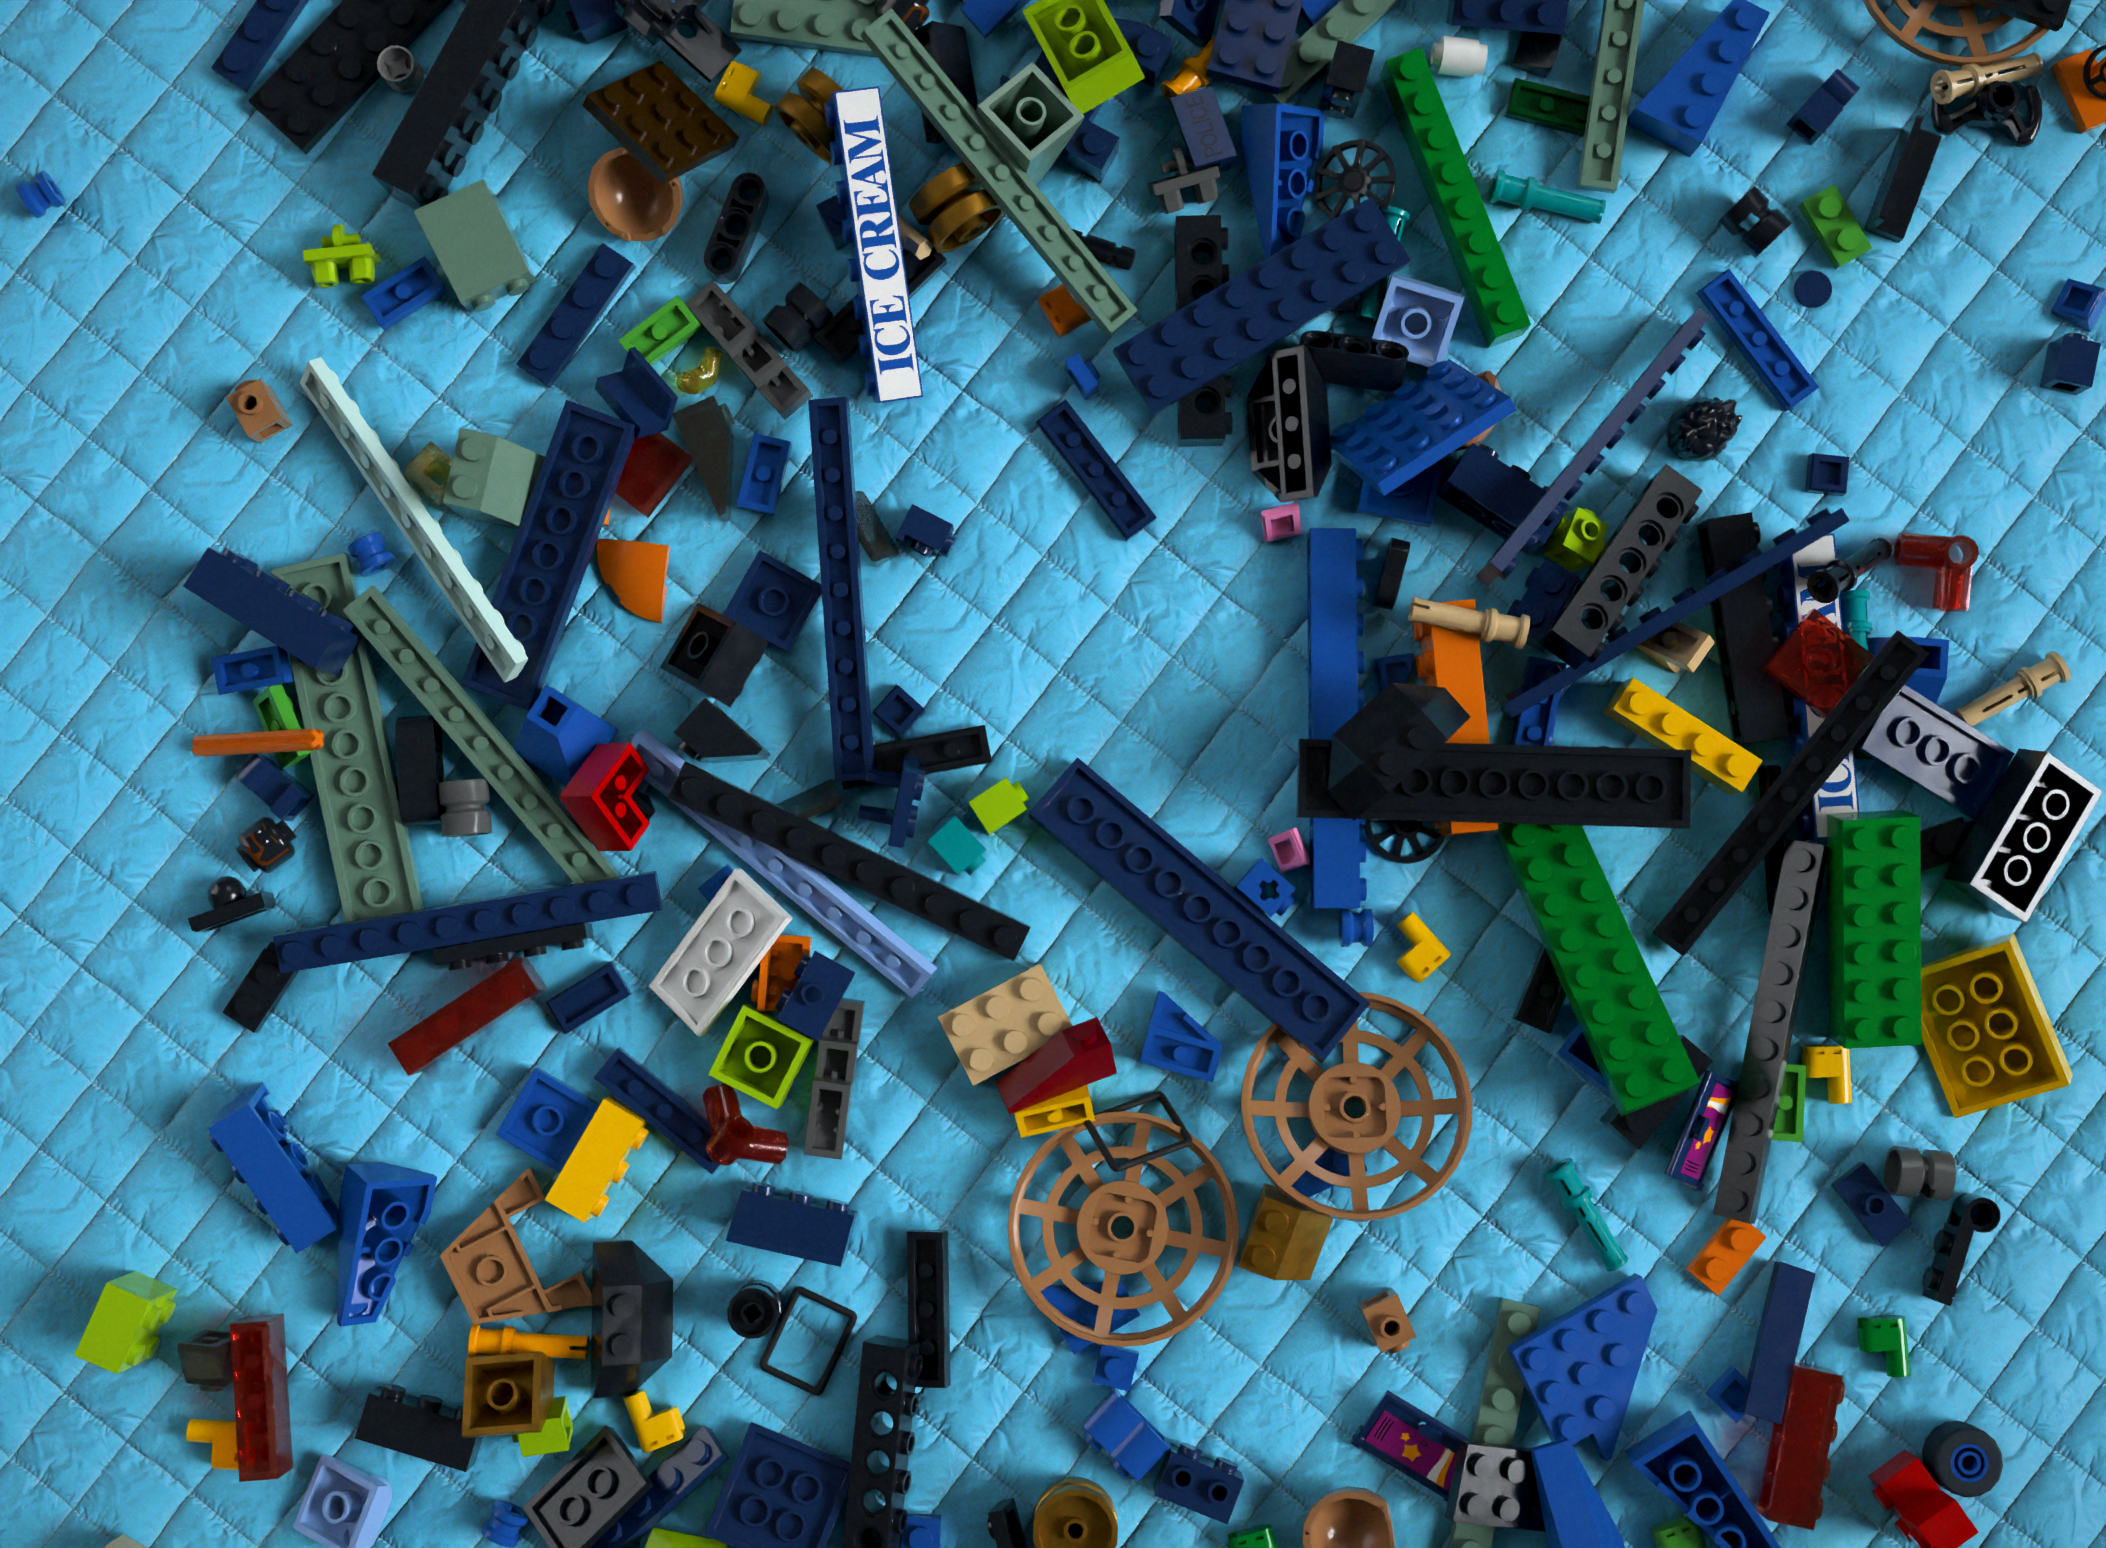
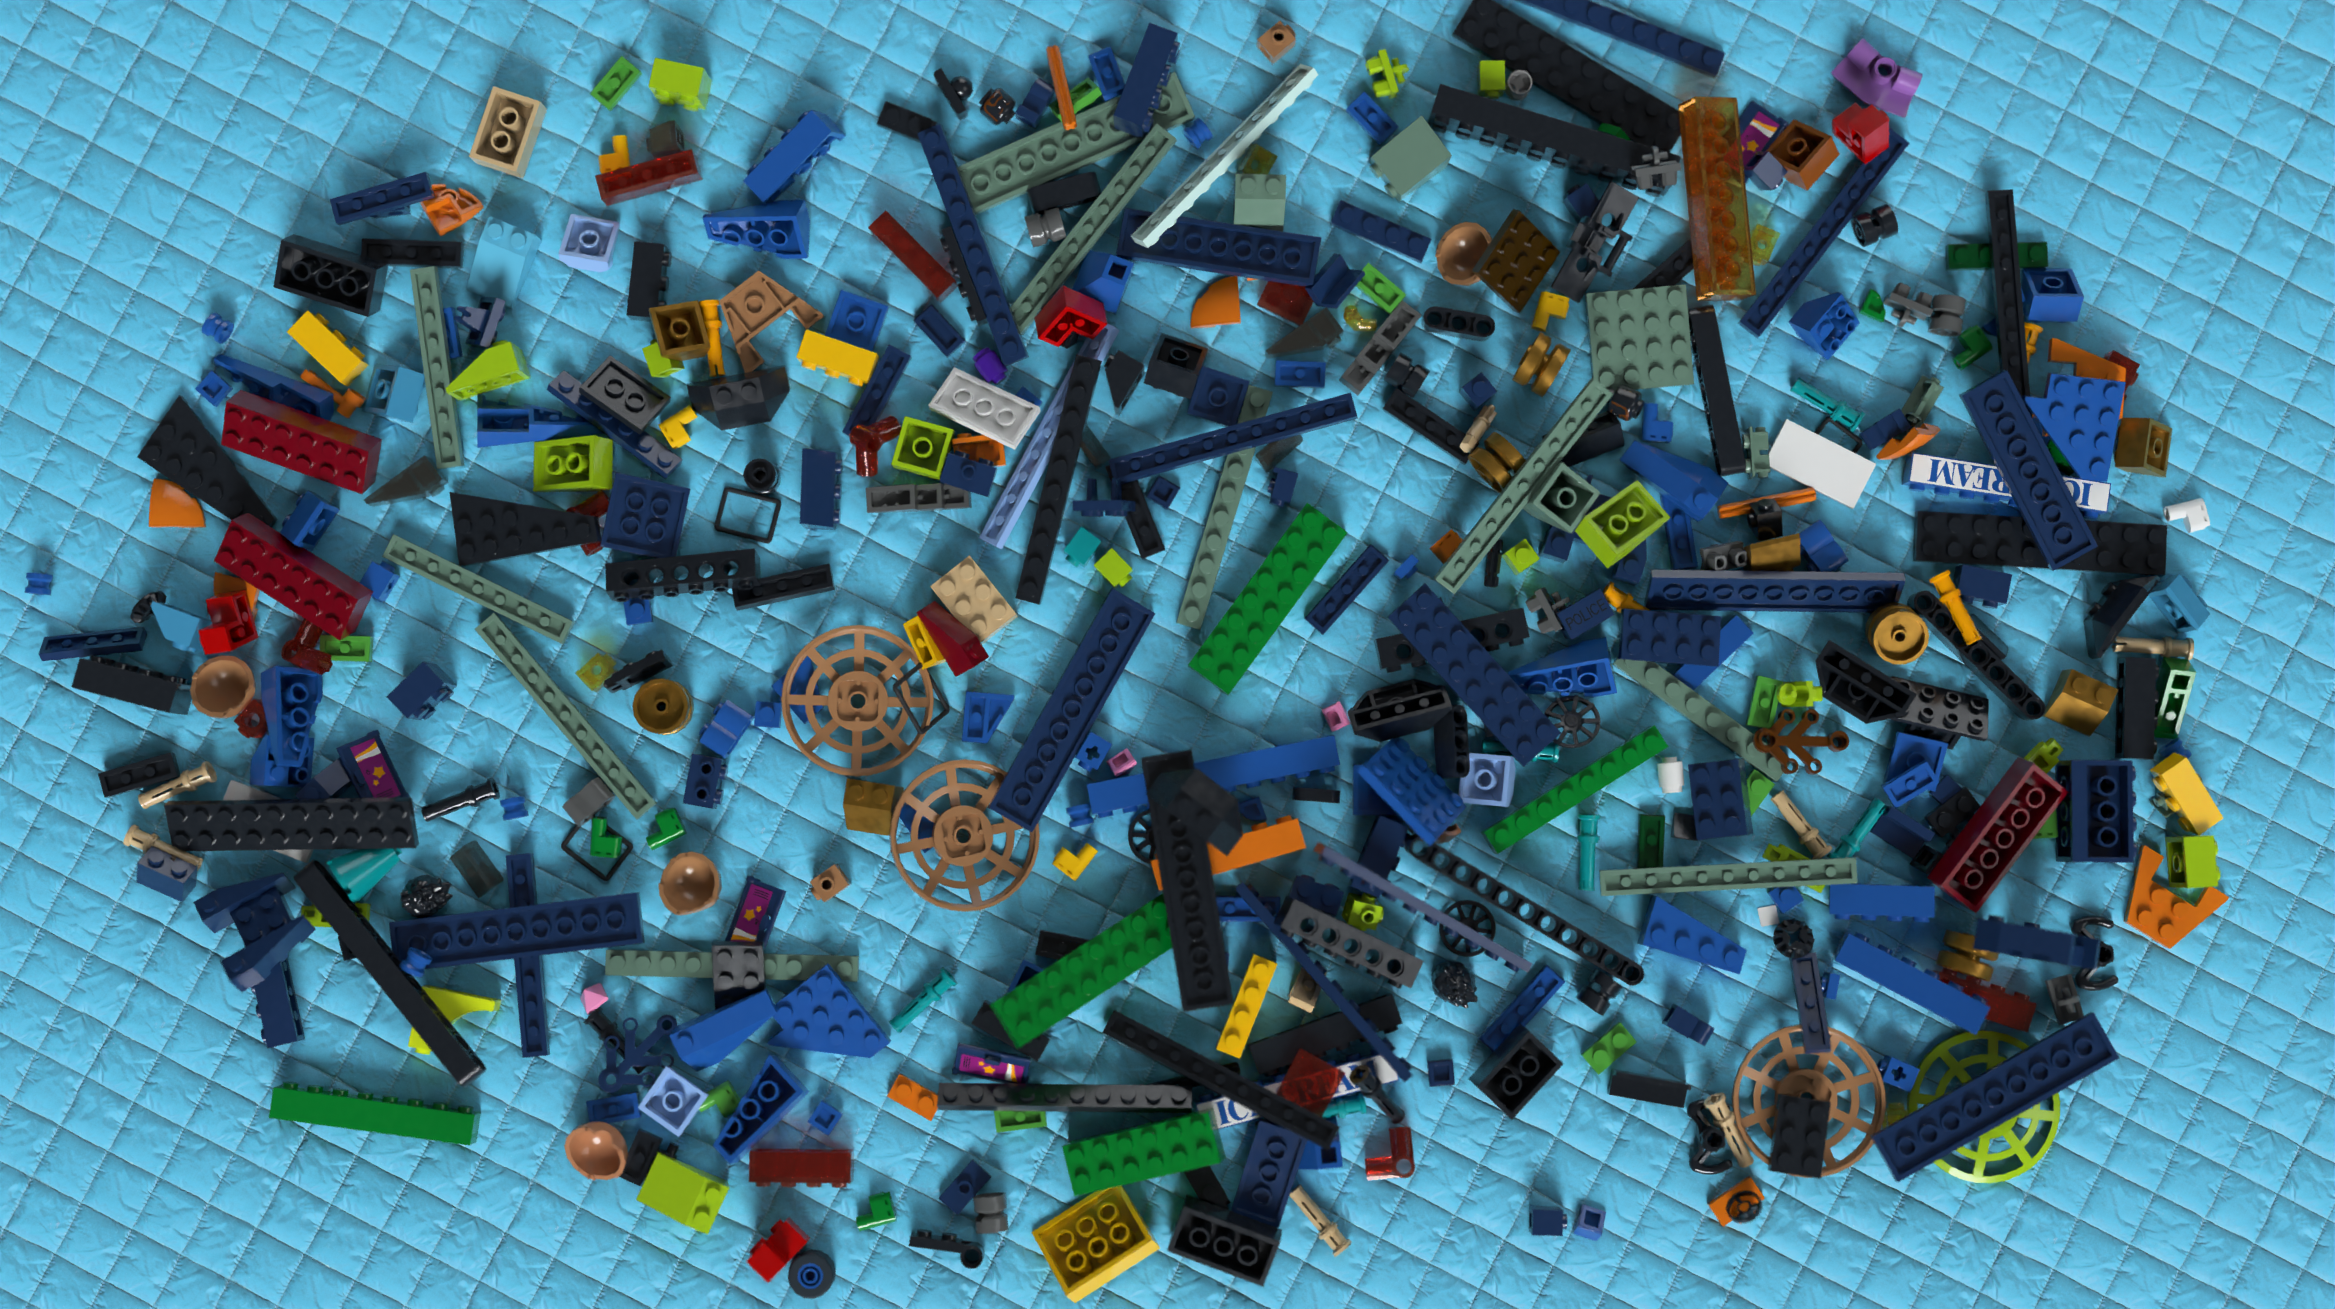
camera: 80 degrees right, 0 degrees up
(106, 1420) = (616, 83): none -> bright green plate
(379, 106) = (1491, 79): none -> lime brick
(505, 1524) = (597, 346): blue wheel -> none
(658, 931) = (990, 366): none -> dark purple brick
(875, 244) = (1460, 416): brick -> none
(954, 632) = (1221, 518): none -> sand green plate
(1089, 587) = (1267, 599): none -> green brick
(1099, 206) = (1520, 557): none -> lime brick
(1345, 80) = (1636, 701): black brick -> none
(1488, 624) = (1290, 858): tan pin -> none
(1618, 390) = (1469, 922): none -> black wheel
(1633, 289) = (1535, 914): none -> black beam
(1777, 1342) = (864, 1139): dark blue tile -> none
(1812, 289) = (1564, 1041): dark blue piece -> none
(1833, 1063) = (1051, 1143): yellow piece -> none
(1851, 362) = (1516, 1071): none -> black brick

